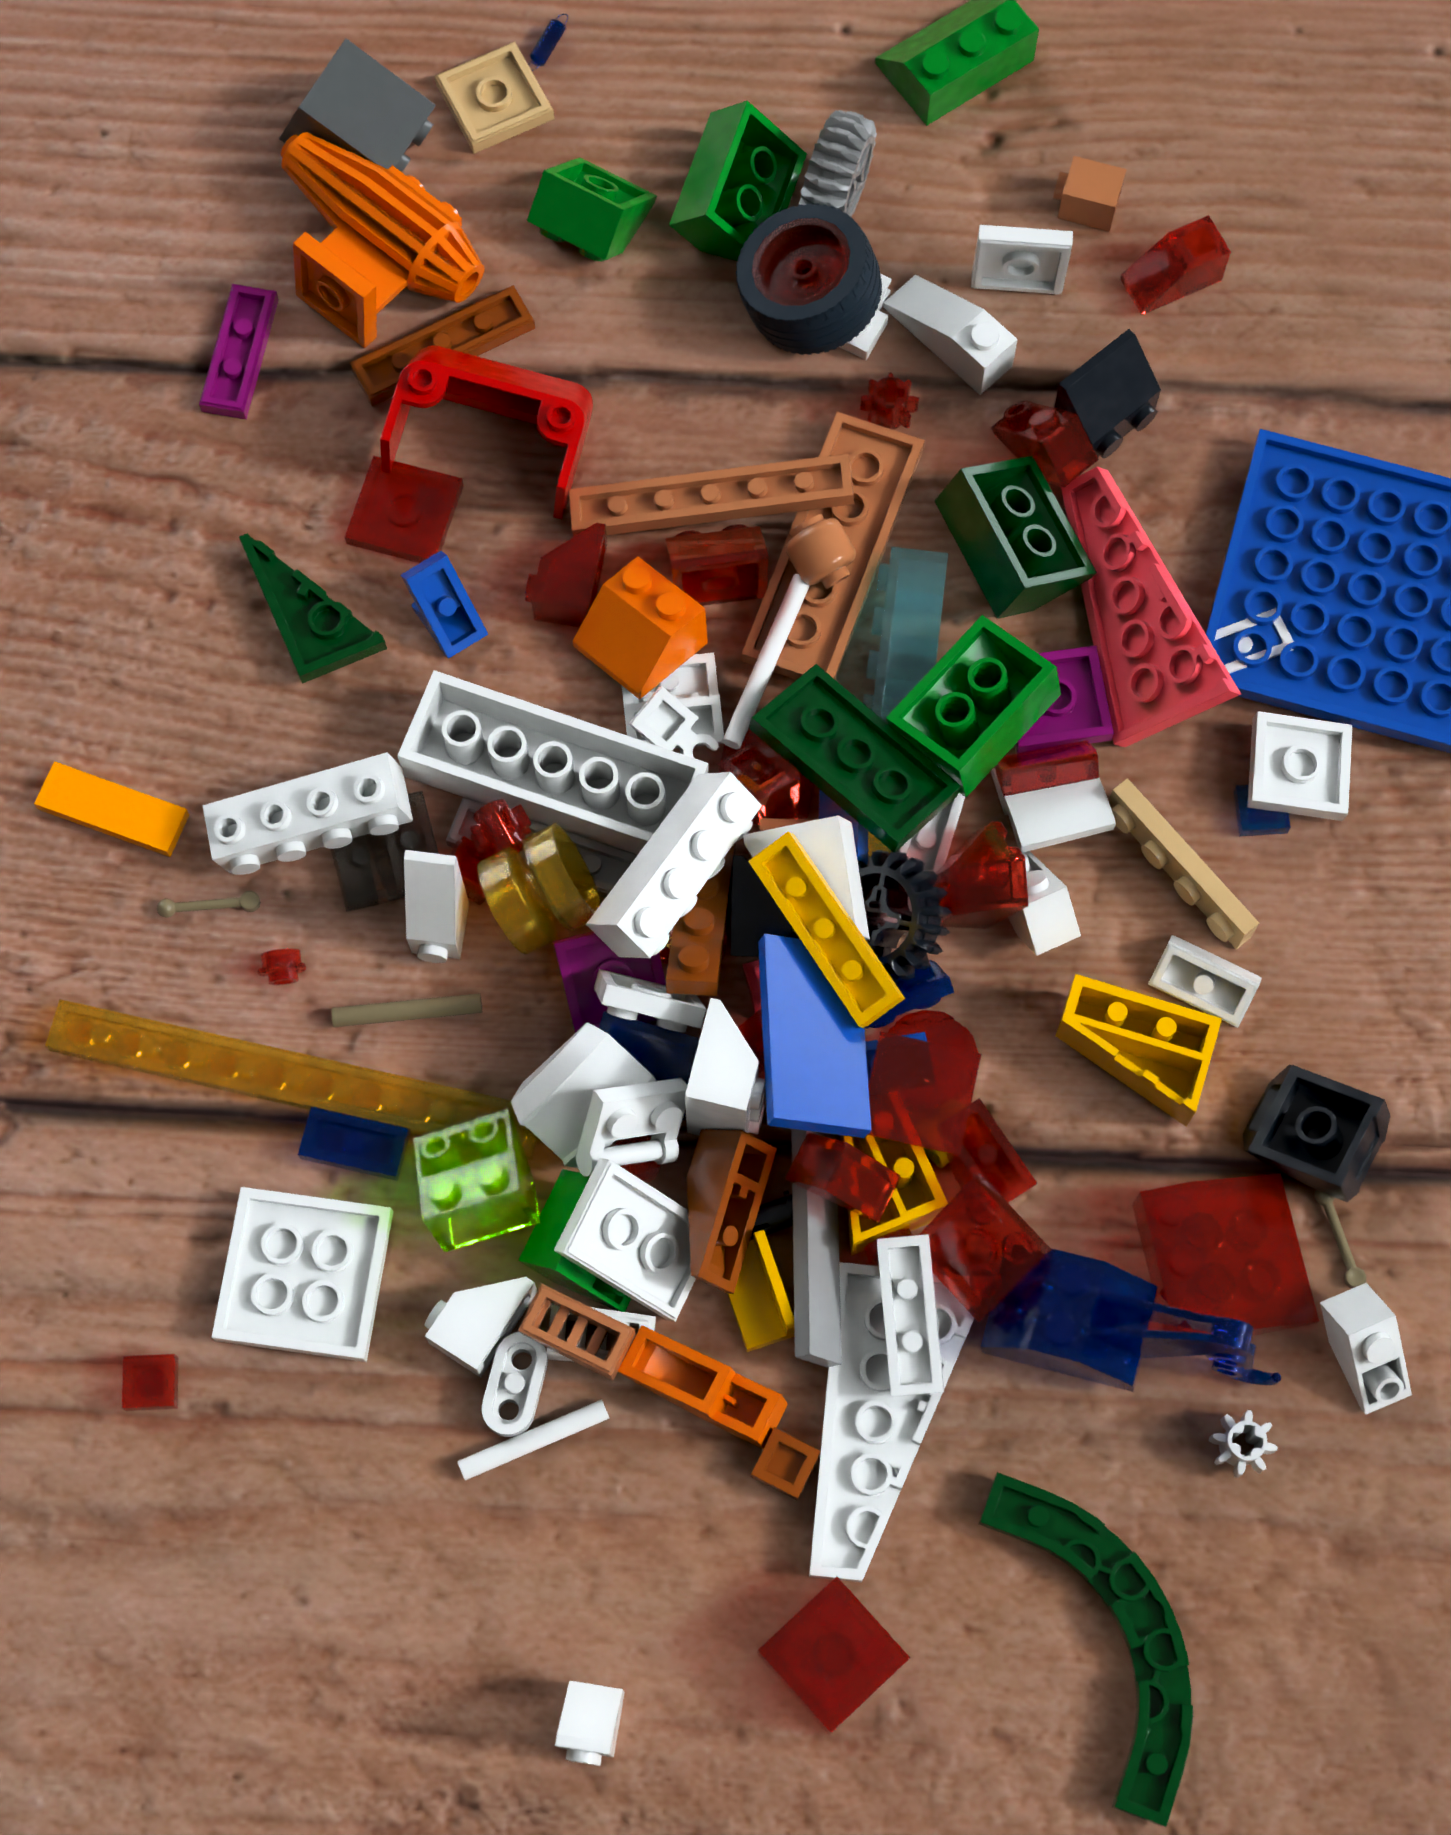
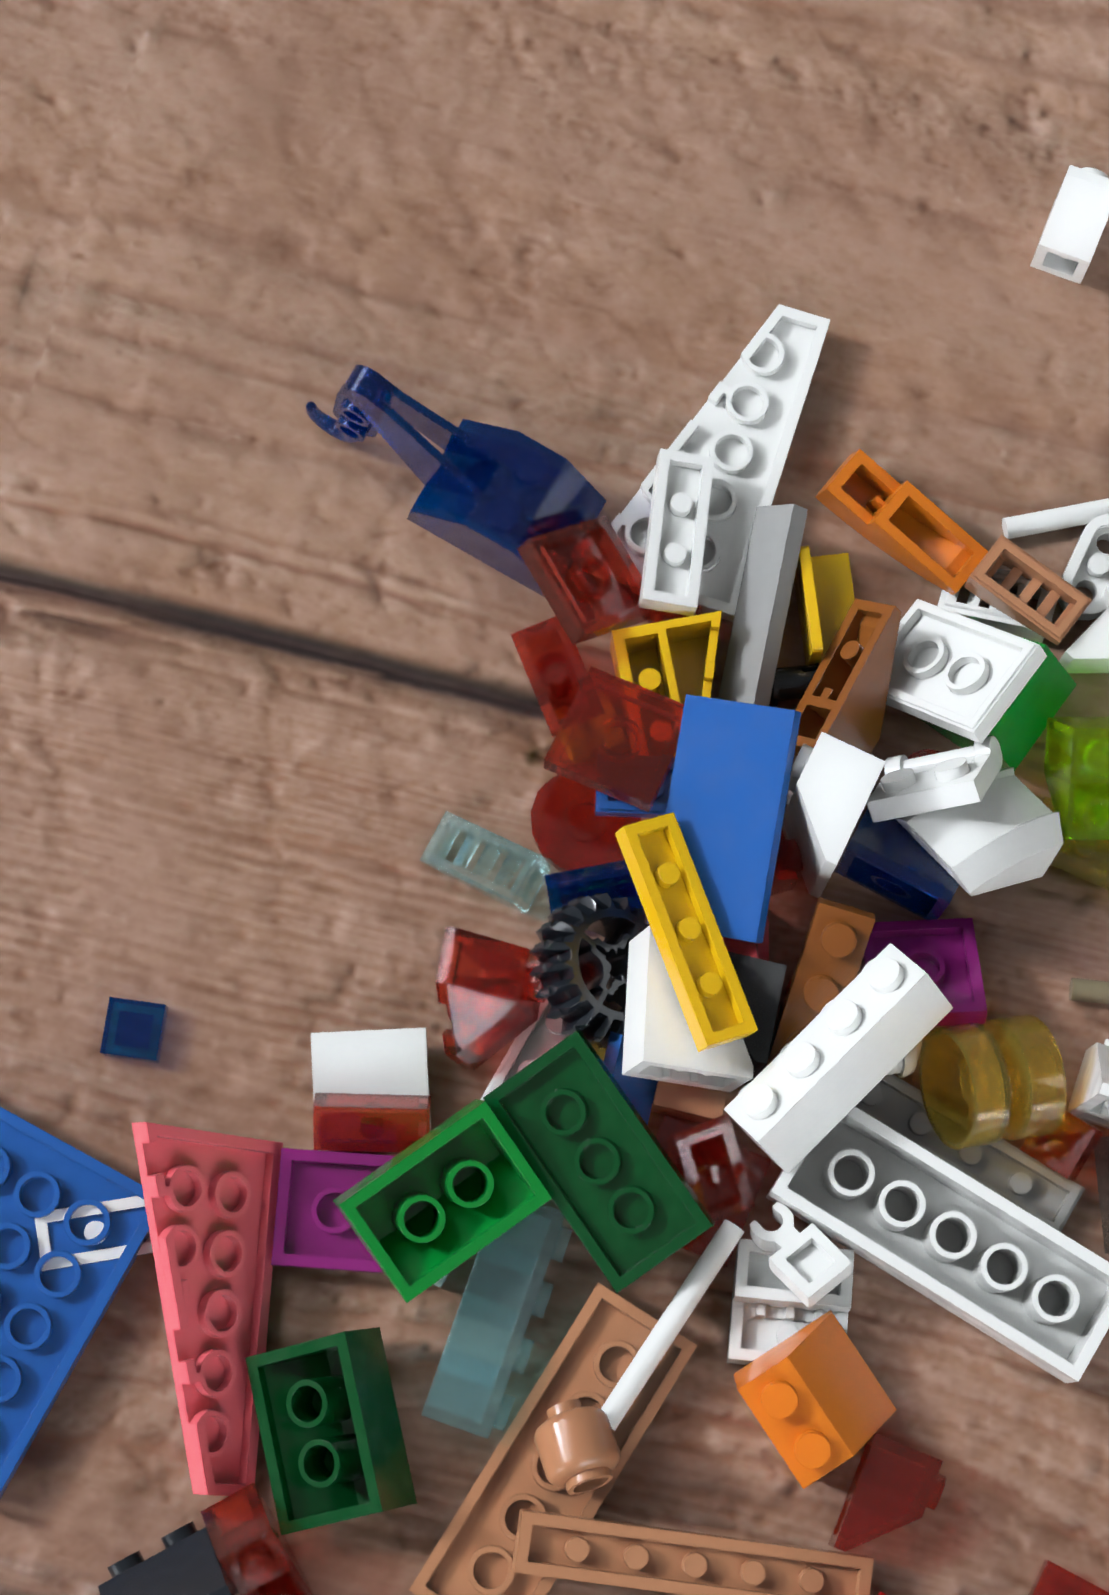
camera: 170 degrees left, 5 degrees up
(443, 604) = (1046, 1488): blue slope -> none
(499, 827) = (1024, 1169): clear red gear -> none
(629, 996) = (907, 911): white plate -> none
(719, 564) = (705, 1472): clear red slope -> none
(785, 1463) = (831, 432): dark orange plate -> none
(832, 1655) = (823, 241): clear red brick -> none
(843, 1176) = (719, 667): clear red slope -> none
(1001, 1020) = (527, 882): none -> clear light blue slope
(1049, 914) = (417, 945): white slope -> none
(1141, 1042) = (350, 775): yellow wedge -> none
(1144, 1619) = (509, 227): dark green plate -> none
(1192, 877) = (261, 996): tan plate -> none
(1205, 981) = (256, 846): white slope -> none
(1226, 1252) = (326, 539): clear red slope -> none
(1231, 1451) = (355, 343): white gear -> none
(1300, 766) = (76, 1065): white plate -> none
(1317, 1131) = (193, 647): black slope -> none
(1354, 1276) = (194, 503): dark tan hinge -> none
(1367, 1347) = (207, 421): white slope -> none

